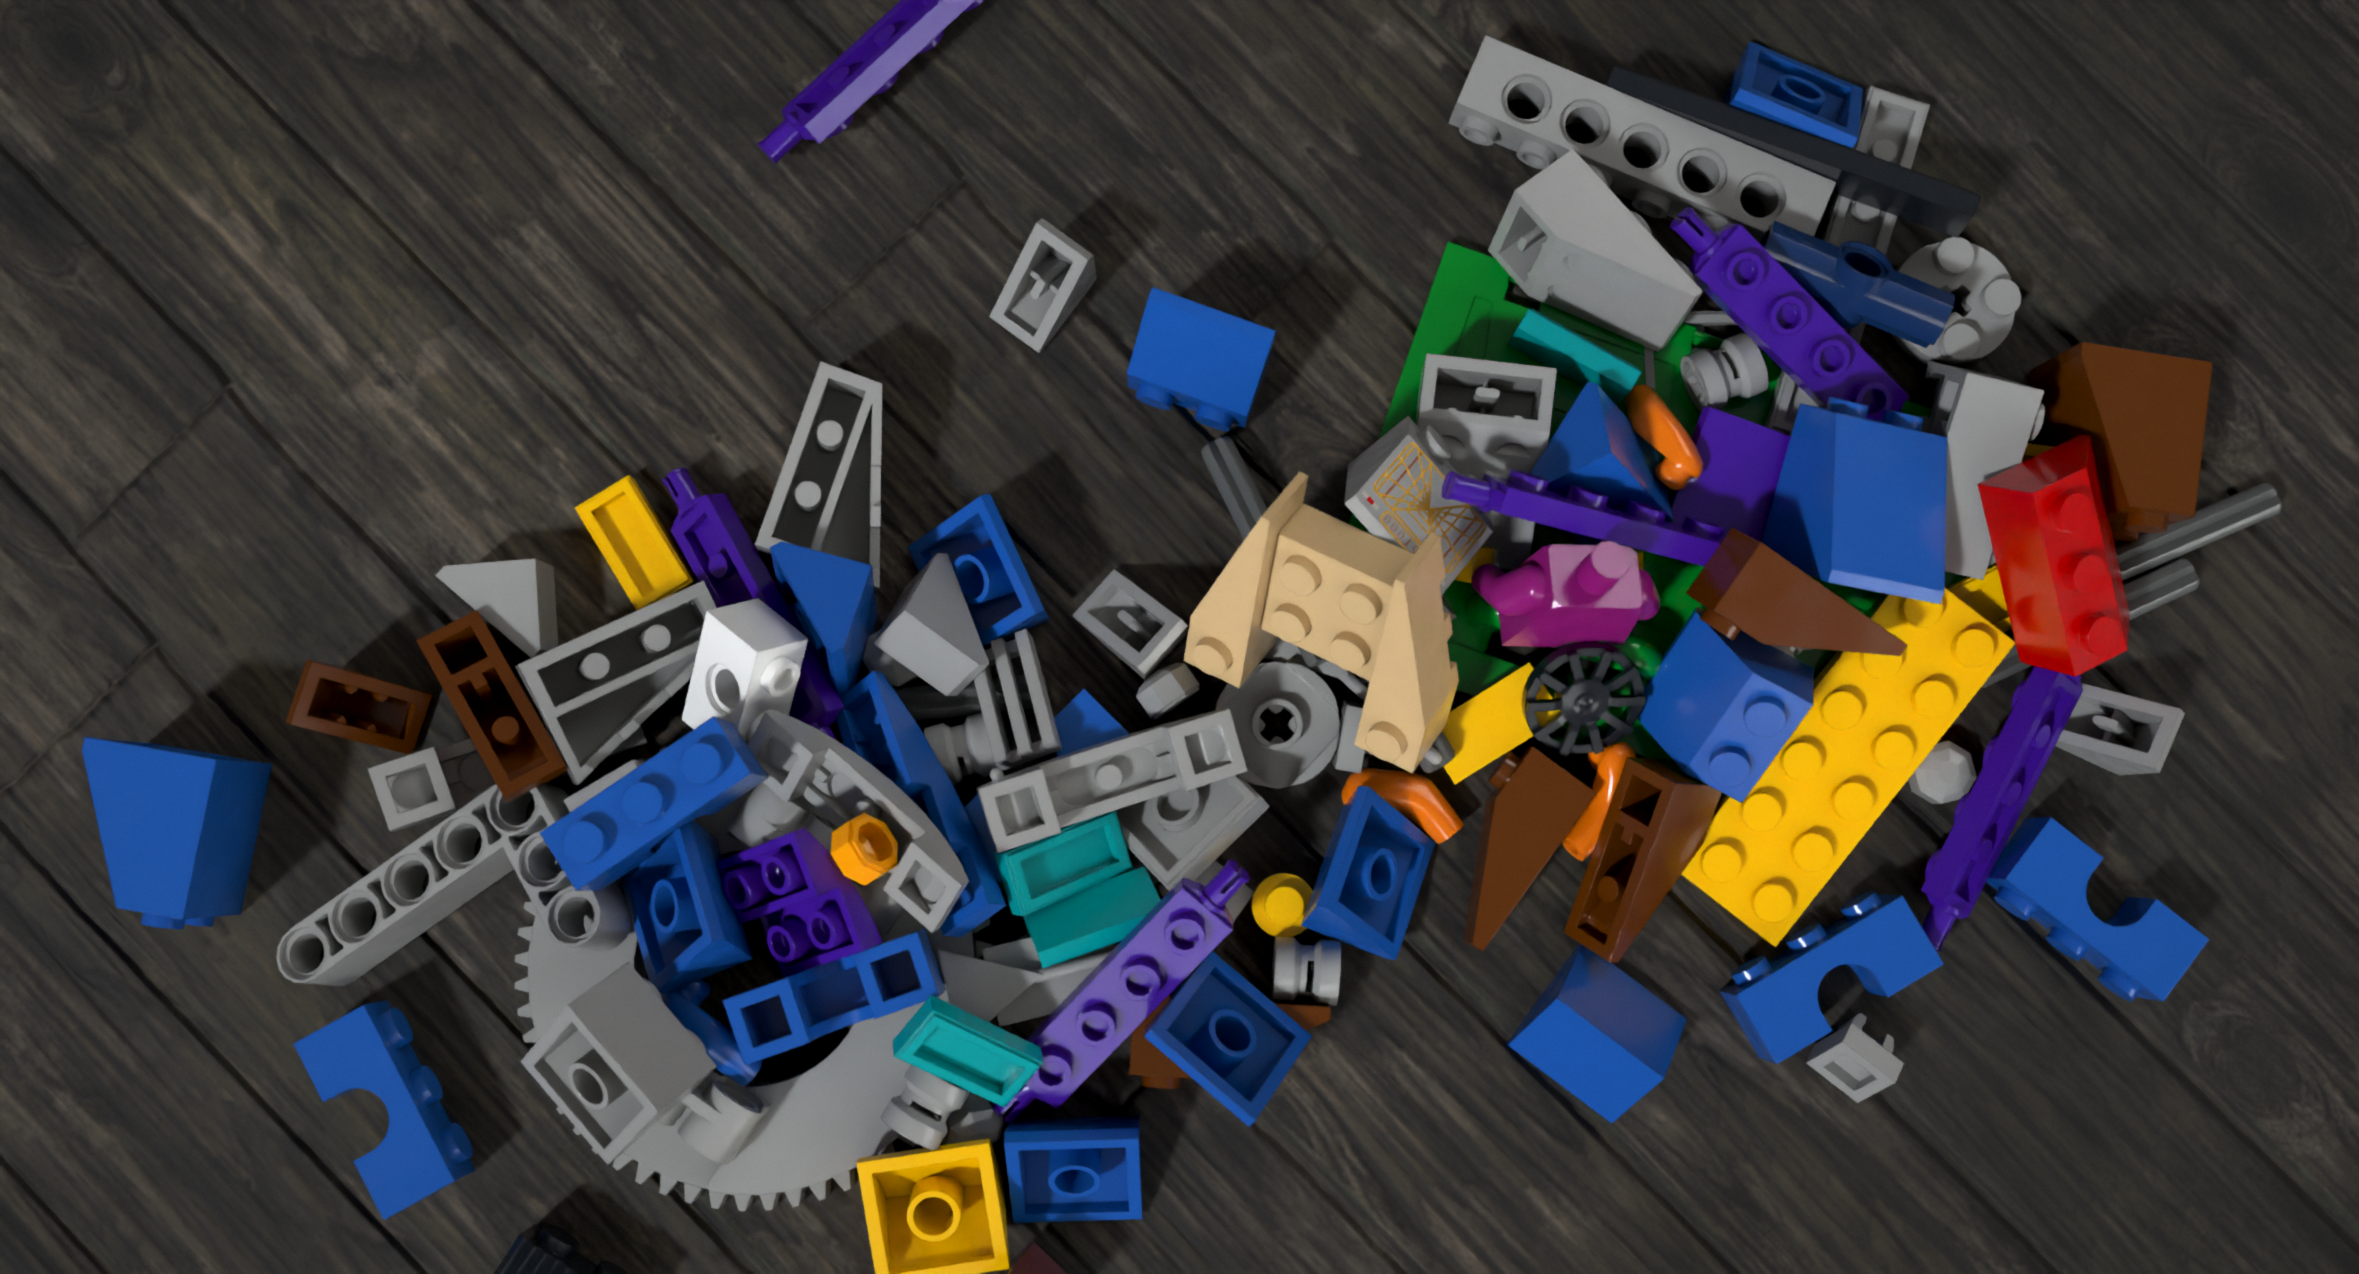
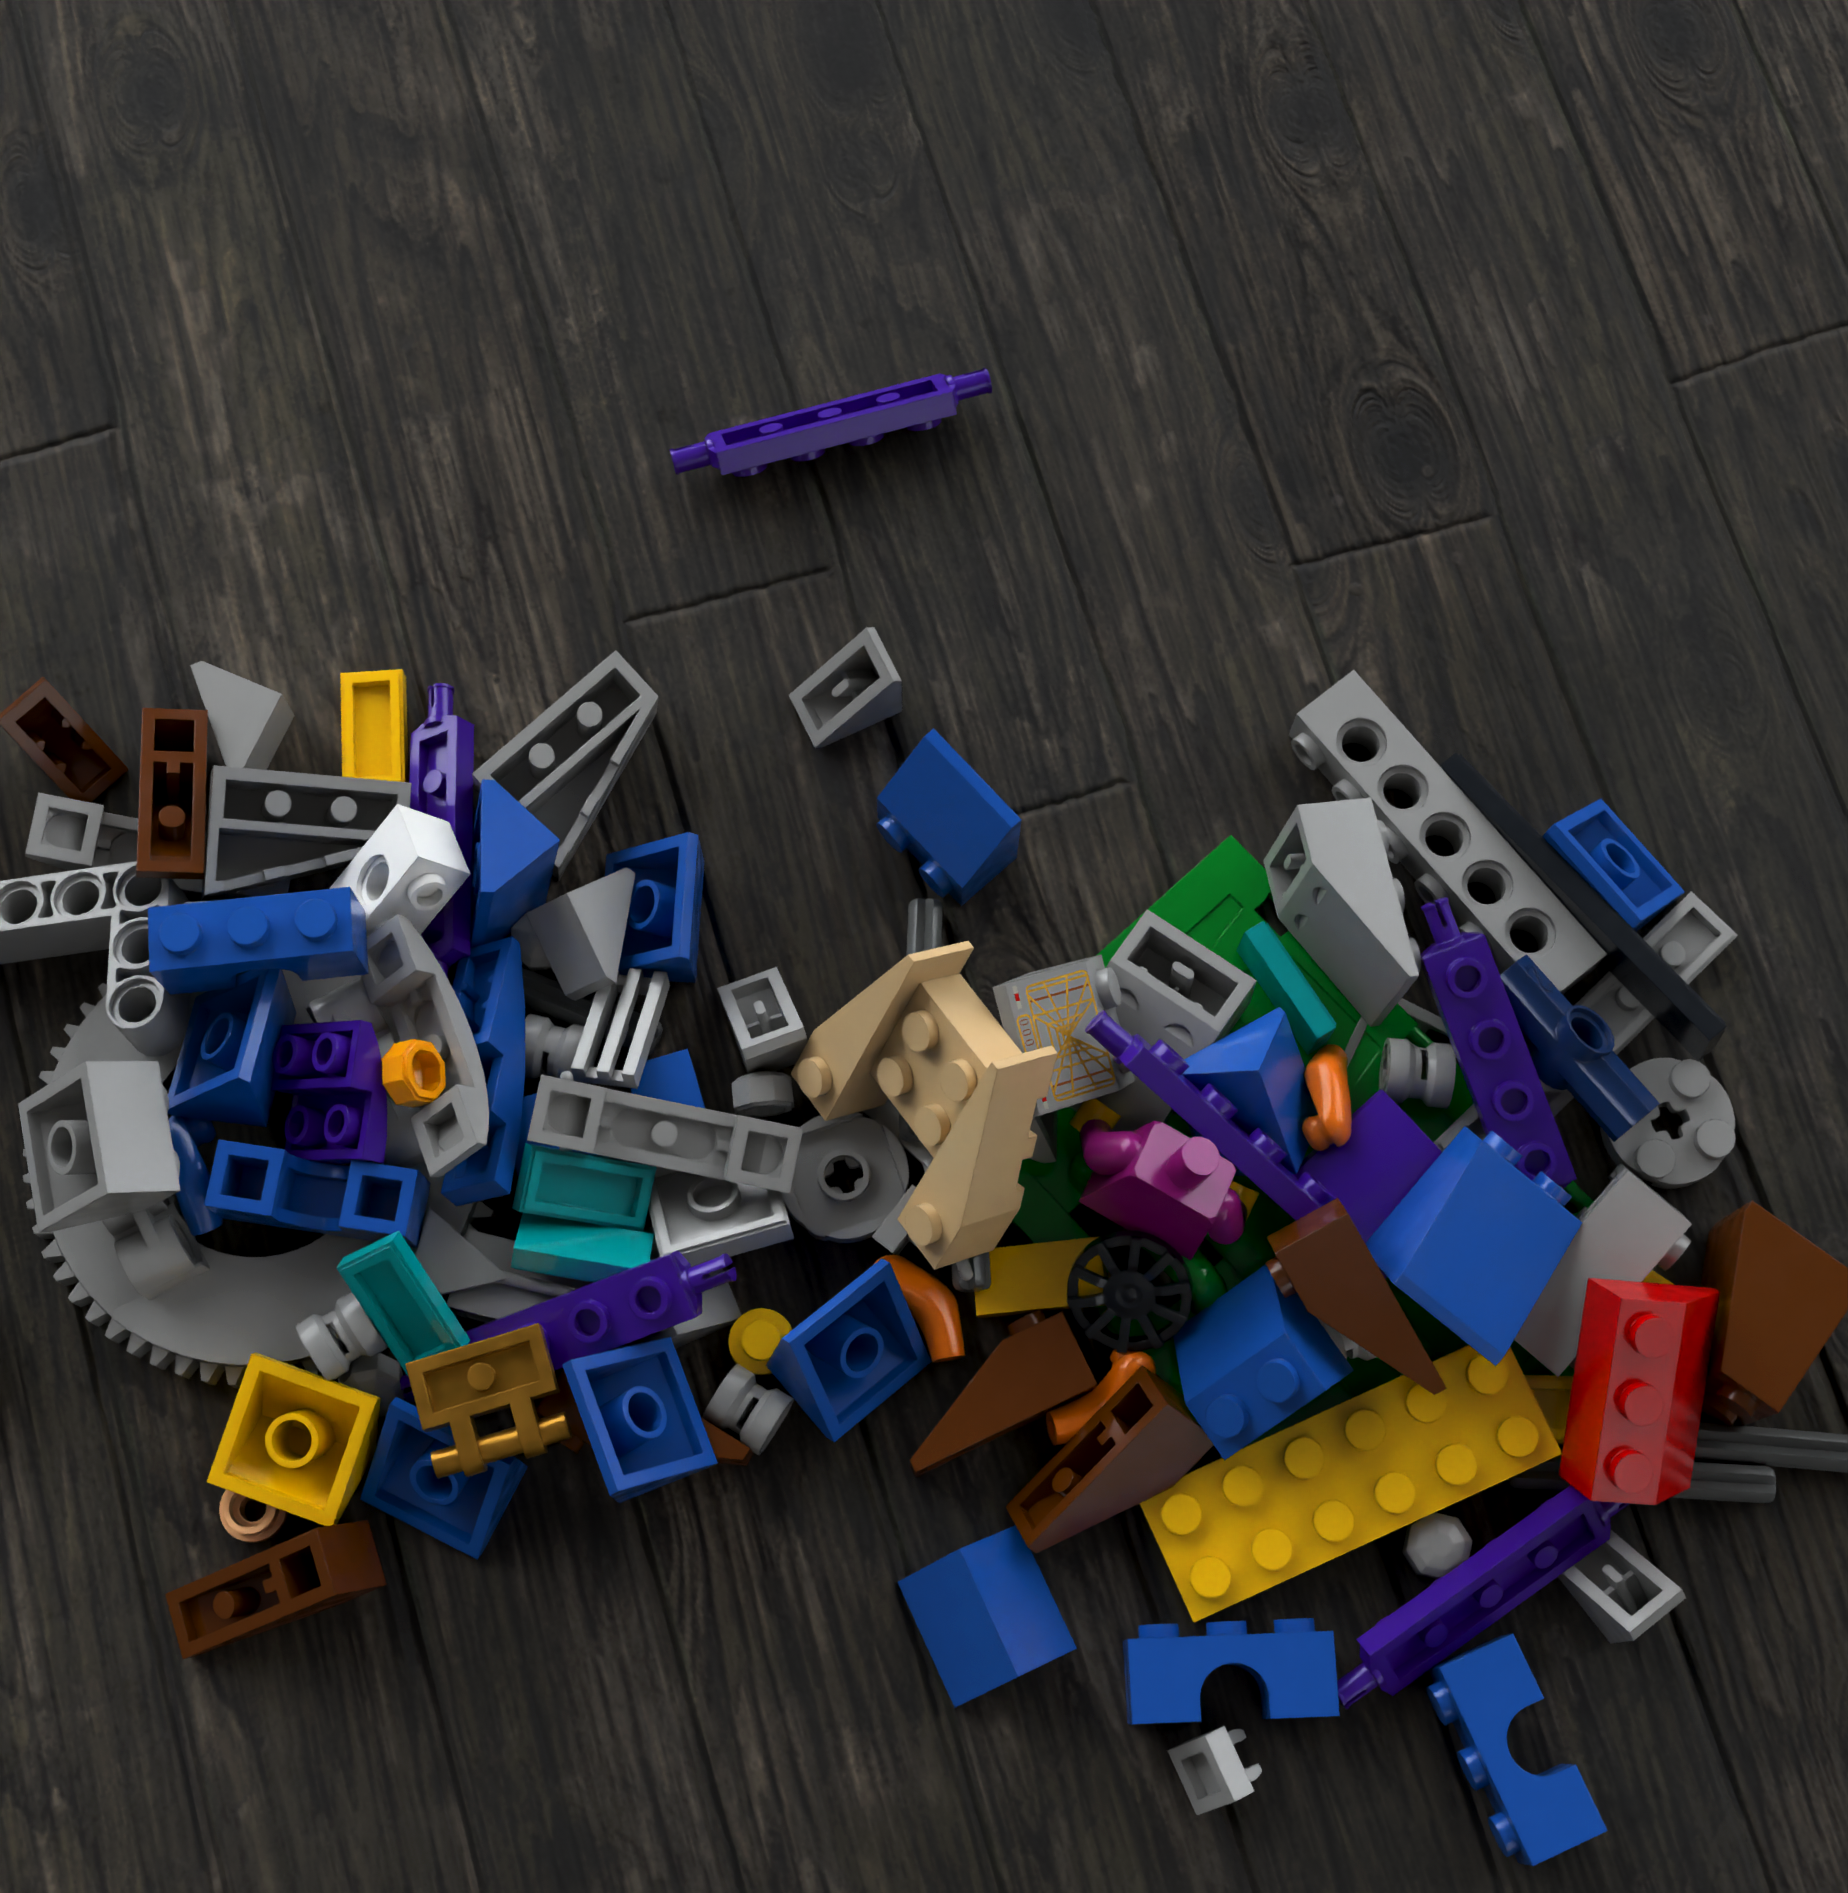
camera: 30 degrees right, 10 degrees down
(1078, 1082) = (482, 1380): none -> pearl gold plate

